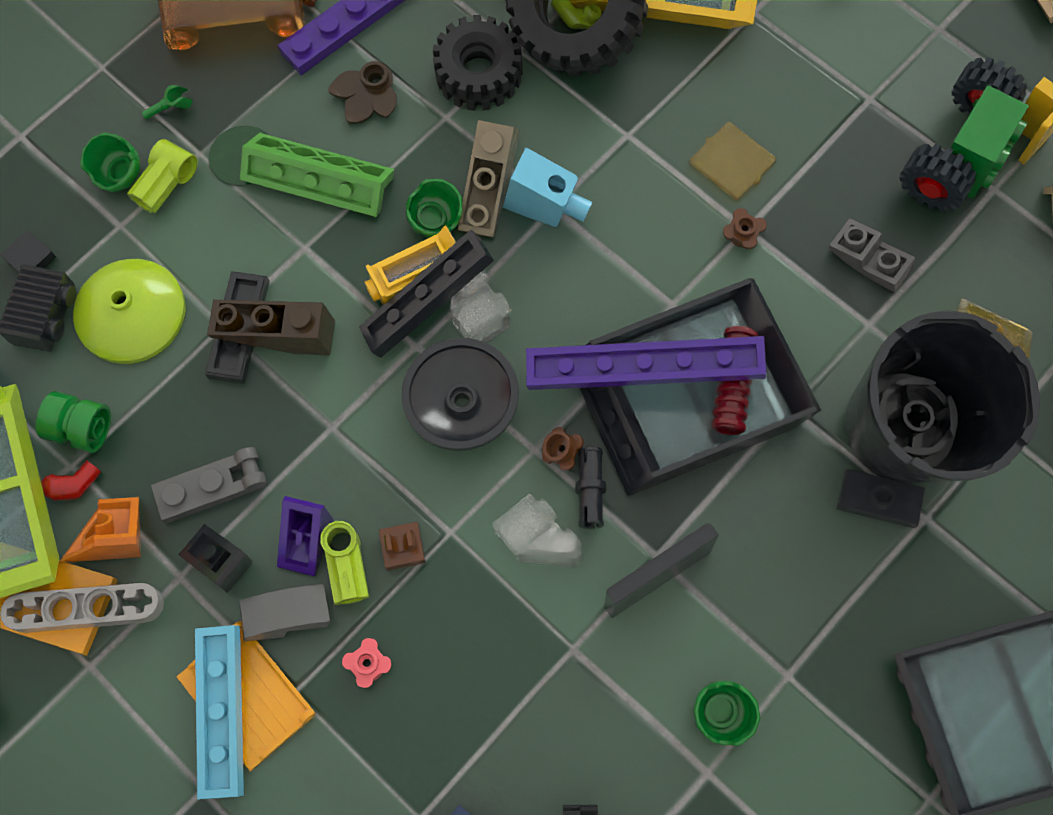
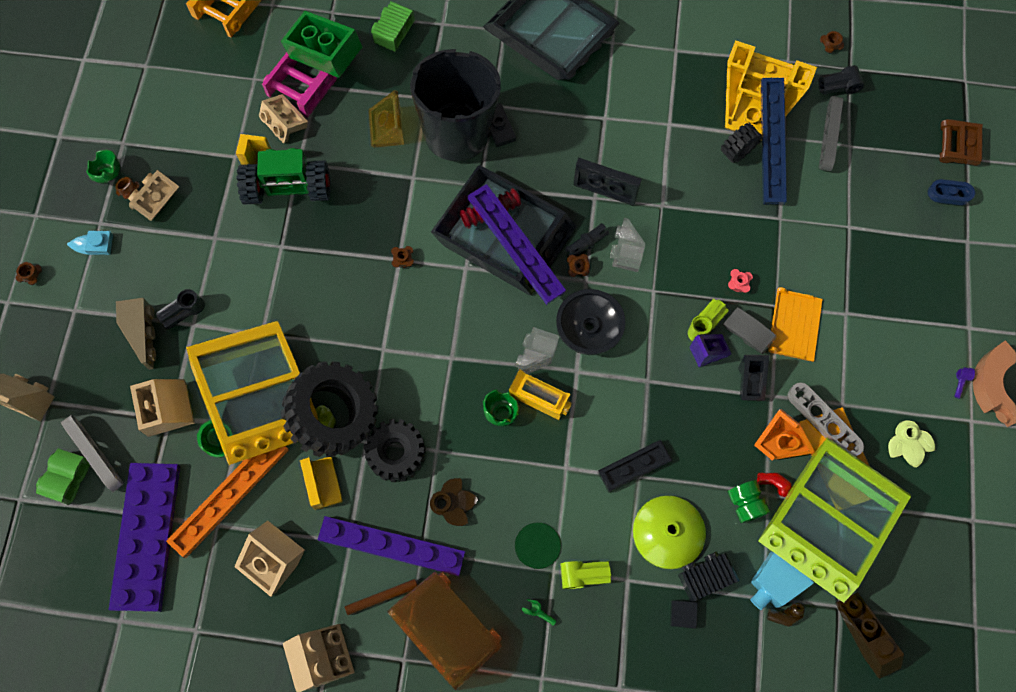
camera: 130 degrees left, 0 degrees up
(110, 162) = (600, 606): green hair -> none
(208, 485) = (722, 414): dark grey plate -> none
(219, 712) = (813, 324): medium azure plate -> none
(274, 325) = (624, 441): dark brown slope -> none
(315, 174) = (525, 486): bright green fence -> none
(402, 546) = (677, 305): reddish brown tile -> none
(426, 293) = (553, 372): black plate -> none
(488, 177) = (457, 397): dark tan slope -> none
(544, 191) = (453, 359): medium azure torso -> none
(726, 713) = (642, 125): green hair -> none
(733, 160) = (364, 288): clear yellow piece -> none
(866, 253) = (376, 193): dark grey slope -> none

